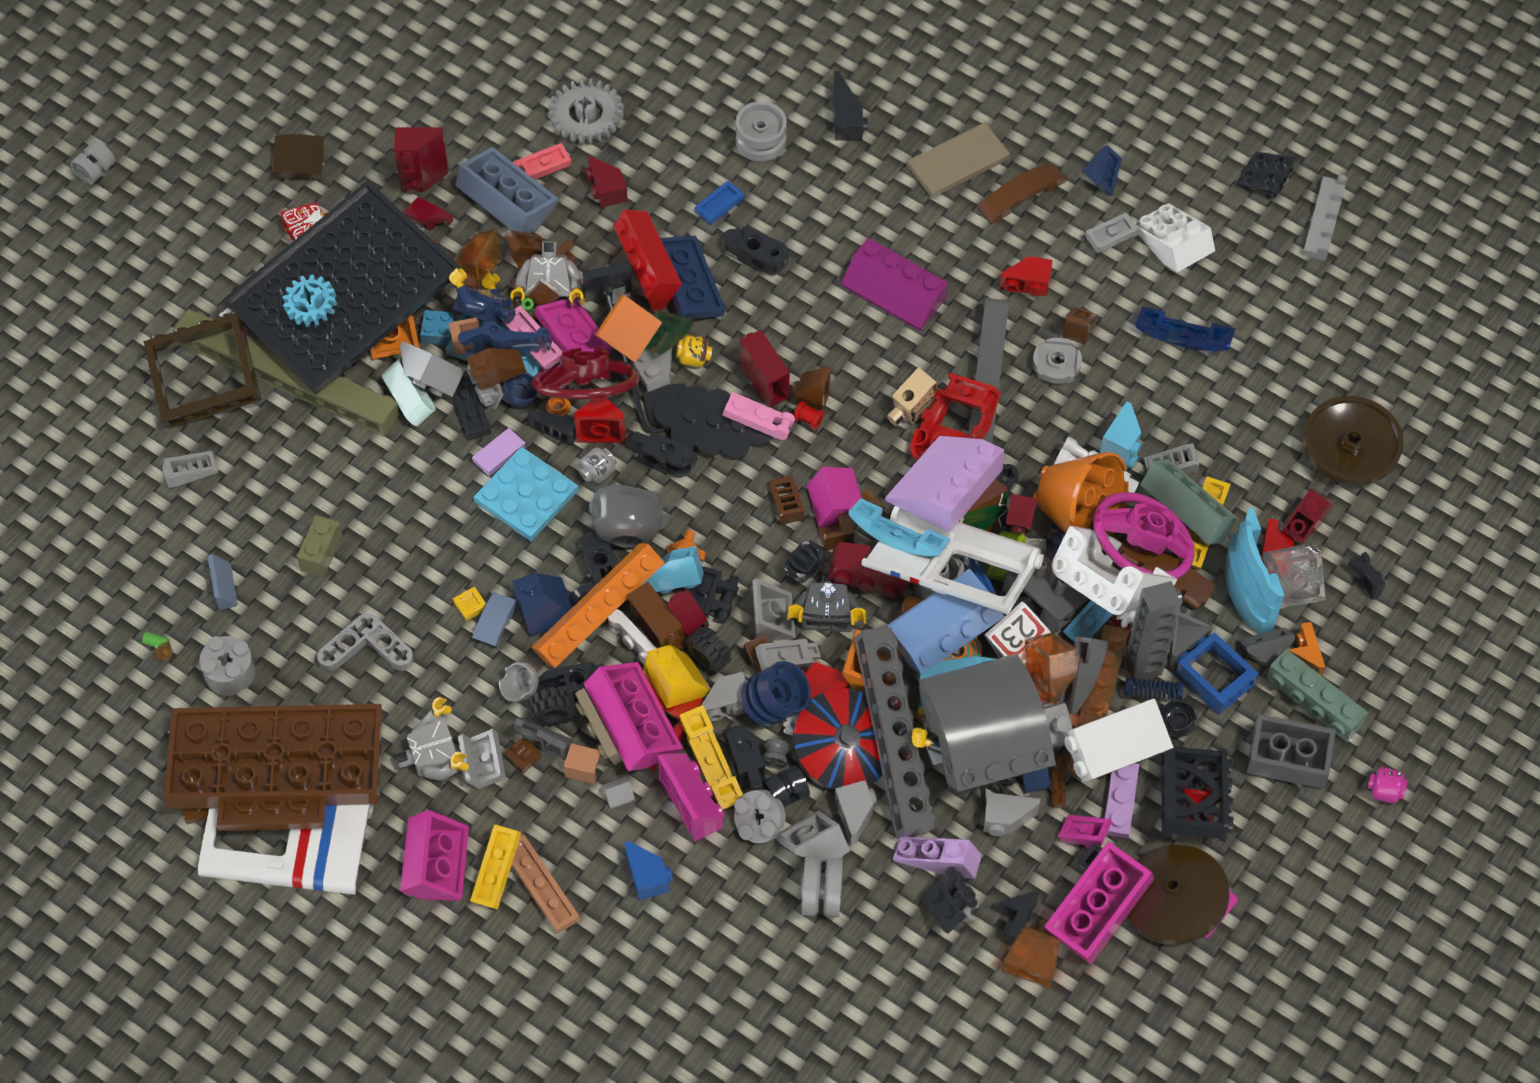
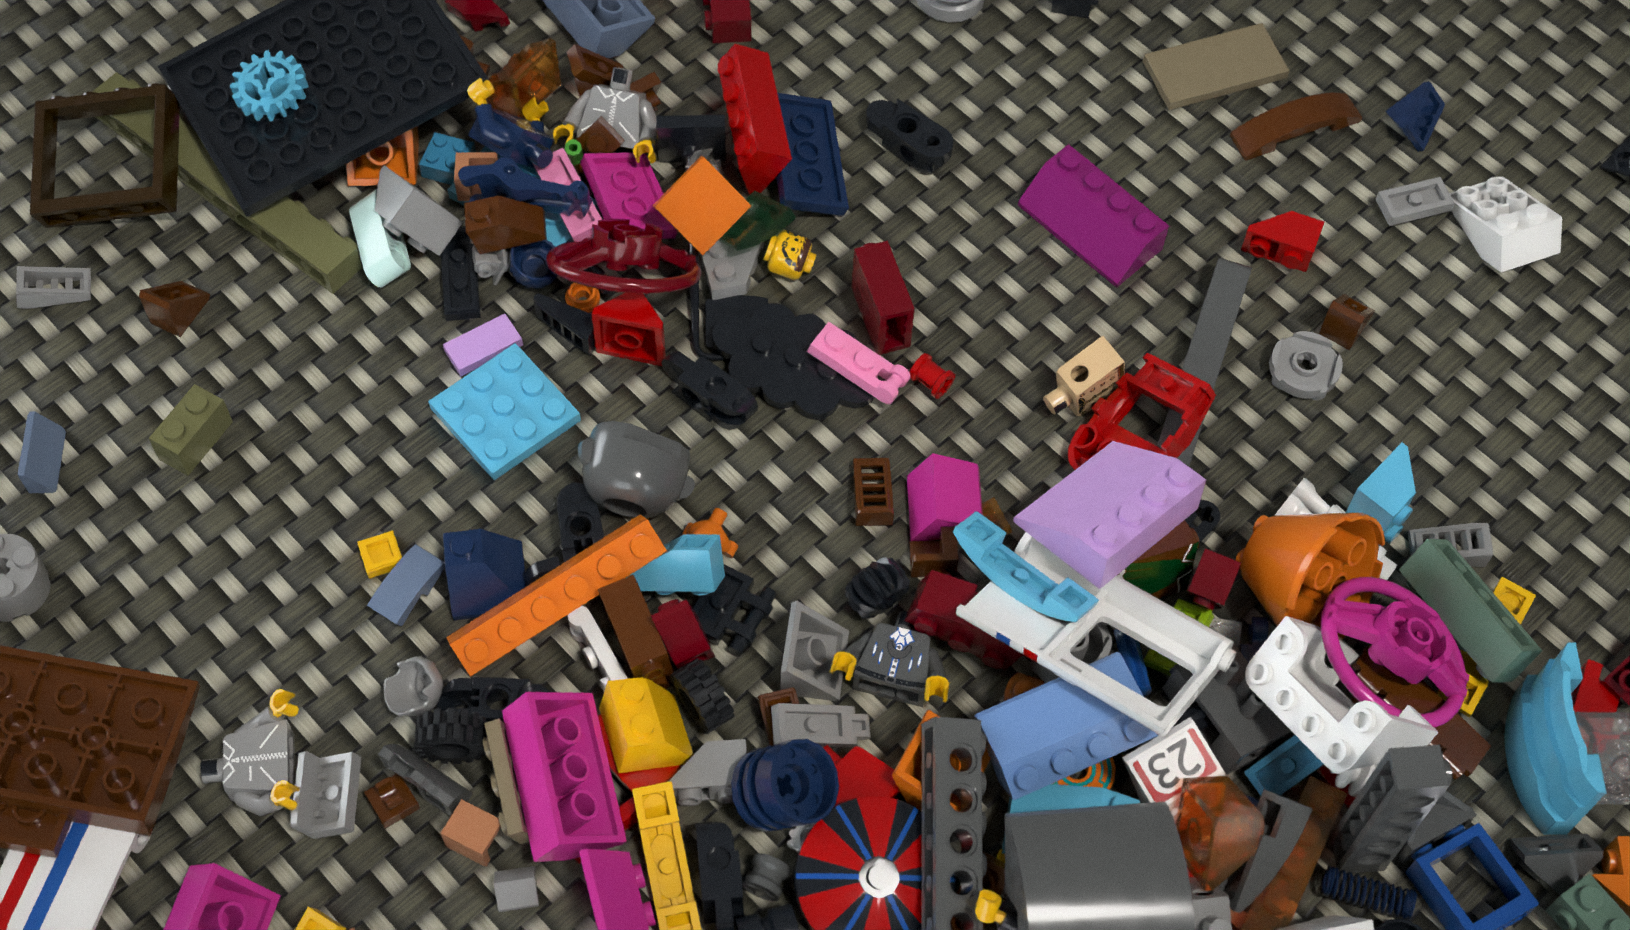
camera: 10 degrees right, 0 degrees up
(279, 466) = (173, 305): none -> reddish brown slope
(369, 637) = (222, 574): light grey beam -> none
(597, 465) = (613, 390): light grey head -> none
(719, 203) = (874, 64): blue tile -> none
(813, 388) = (946, 338): reddish brown slope -> none
(1183, 333) = (1498, 362): clear blue slope -> none

